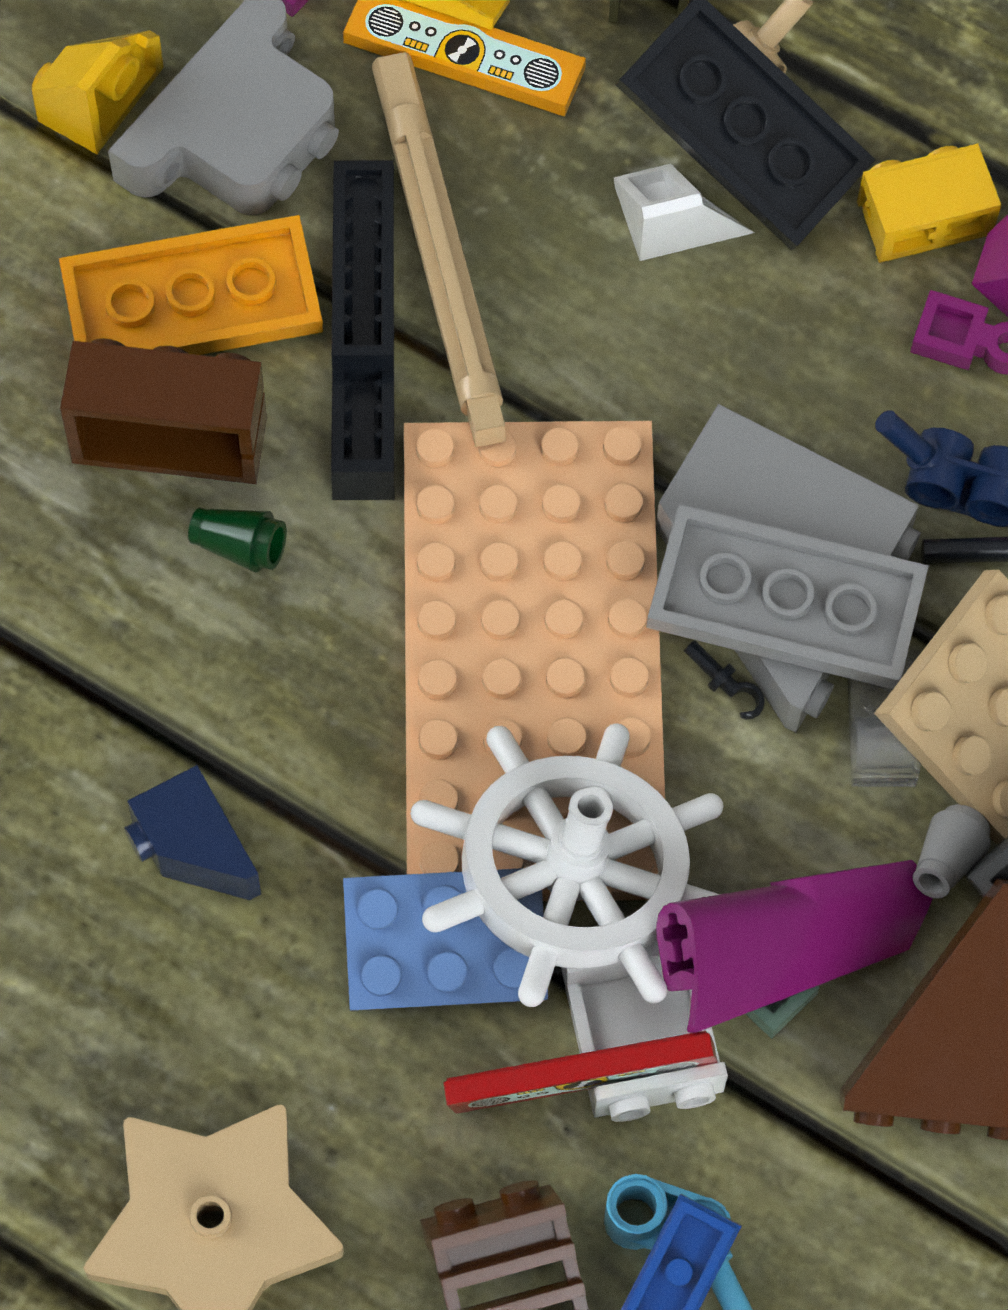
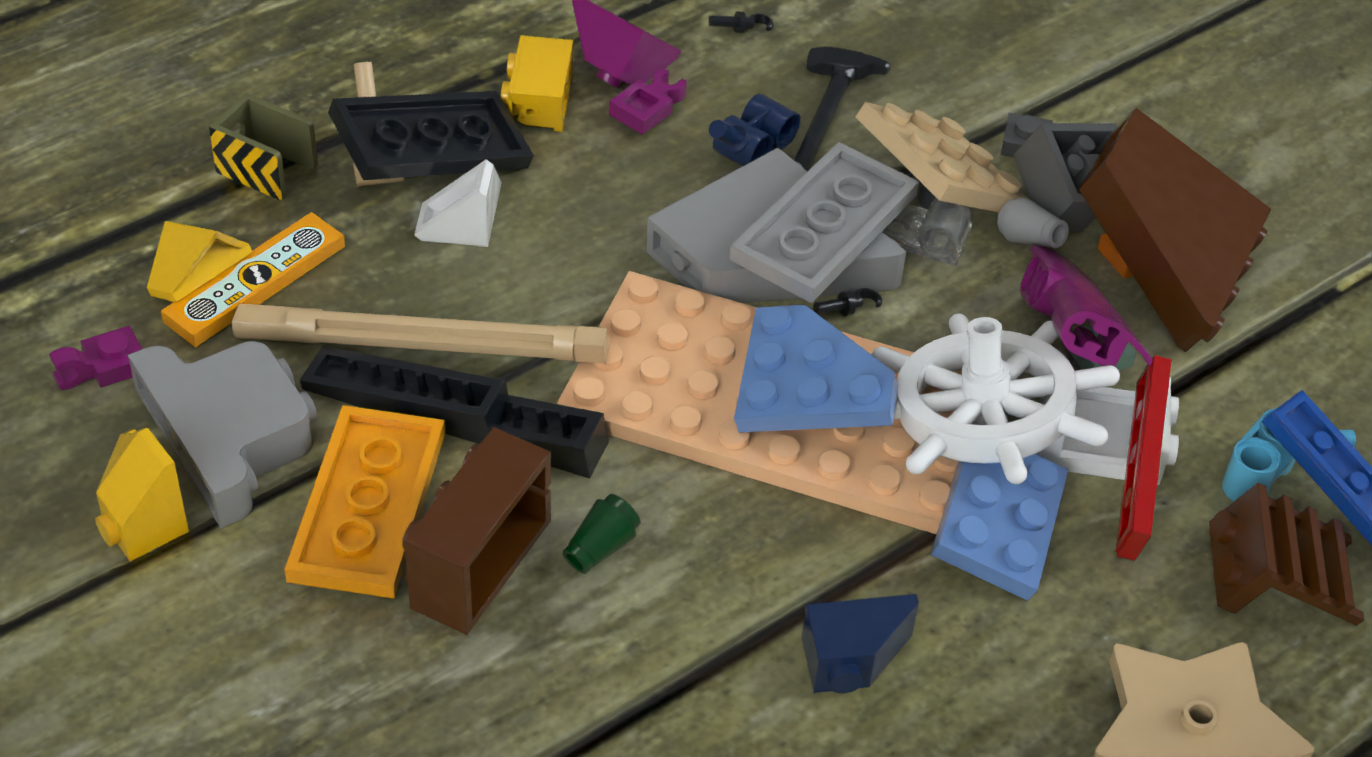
camera: 70 degrees left, 20 degrees down
(530, 661) = (810, 376): none -> medium blue plate

